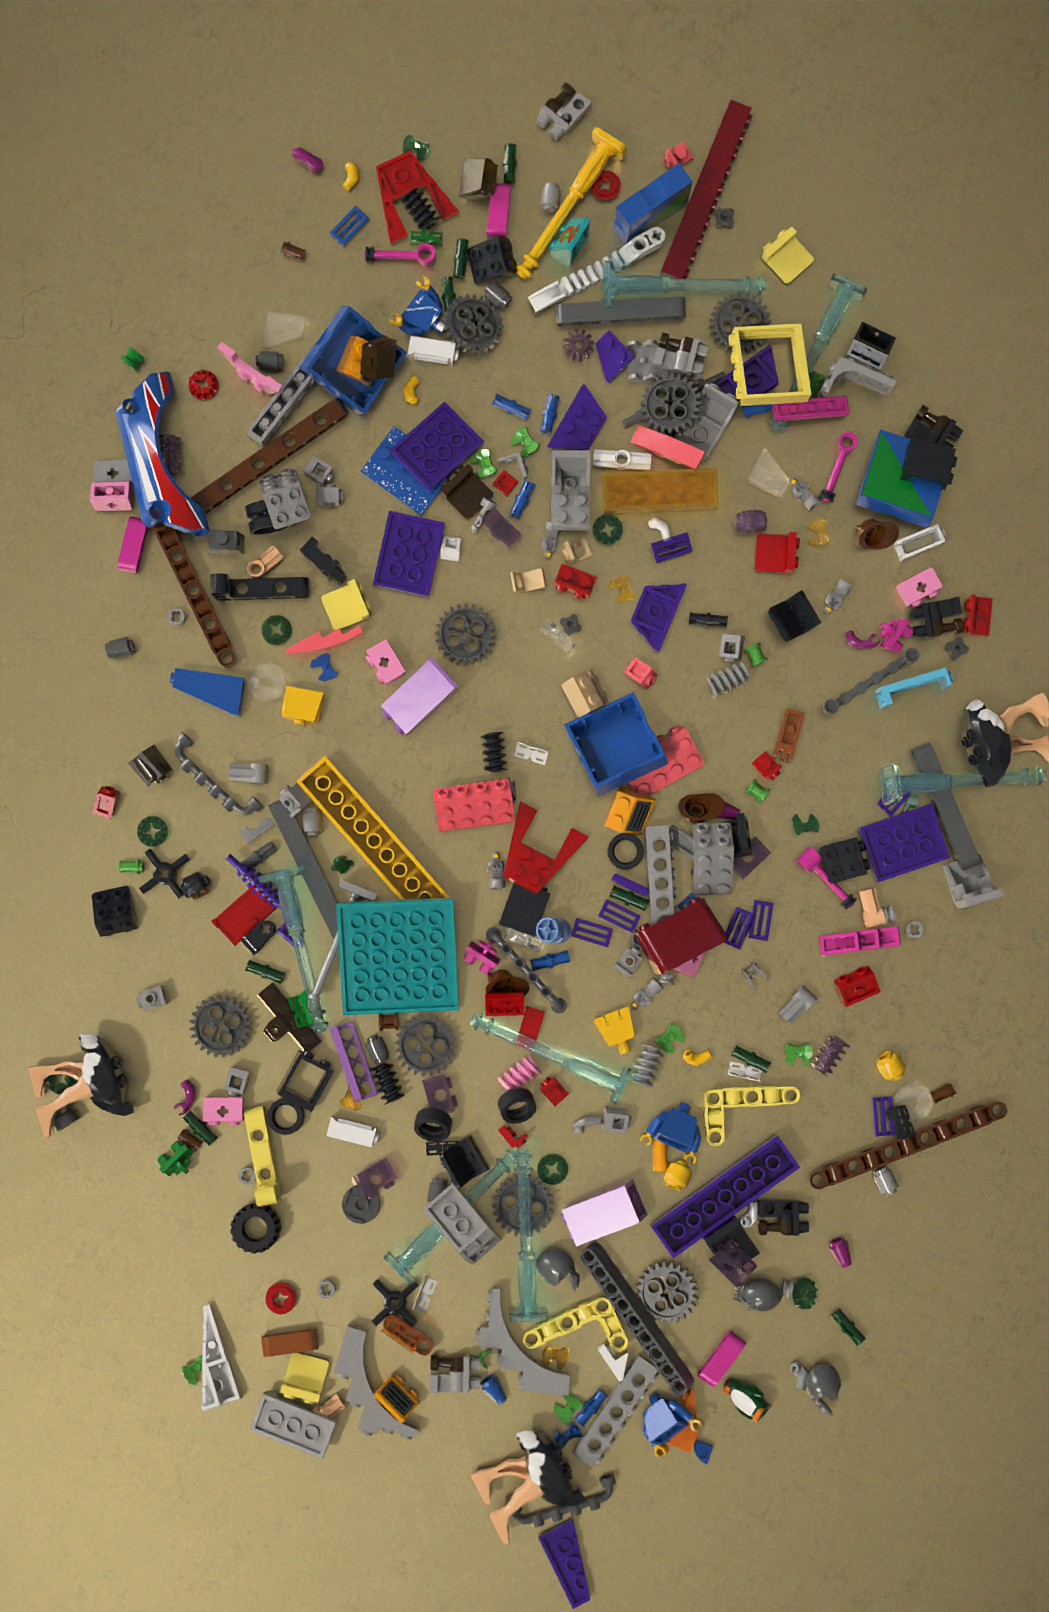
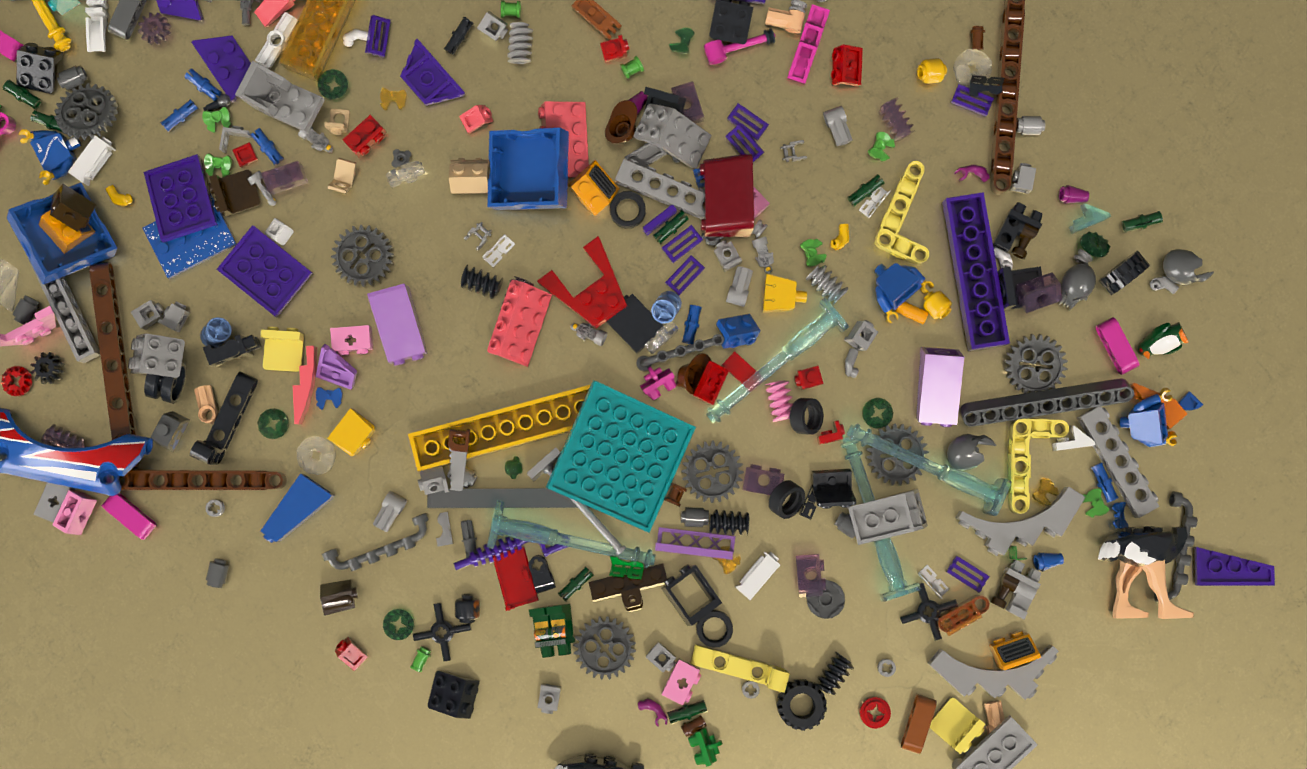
camera: 60 degrees left, 0 degrees up
(215, 971) = (553, 628): none -> dark green hips
(231, 411) = (41, 370): none -> black gear
(297, 1245) = (834, 674): none -> black piece
(325, 811) = (458, 457): none -> piece
(332, 539) = (215, 332): none -> medium blue wheel
(352, 661) = (335, 369): none -> medium lavender wing
(444, 1338) = (981, 582): none -> dark purple tile
(534, 735) = (474, 231): none -> light grey piece
(544, 439) = (222, 101): none -> piece
(564, 1005) = (738, 330): none -> blue bracket
(601, 988) = (739, 290): none -> light grey piece
(790, 1332) = (1124, 272): none -> black bush
(820, 1153) = (980, 171): none -> magenta piece
(829, 1279) = (1092, 216): none -> clear light blue slope
(833, 1198) = (1023, 178): none -> light grey brick

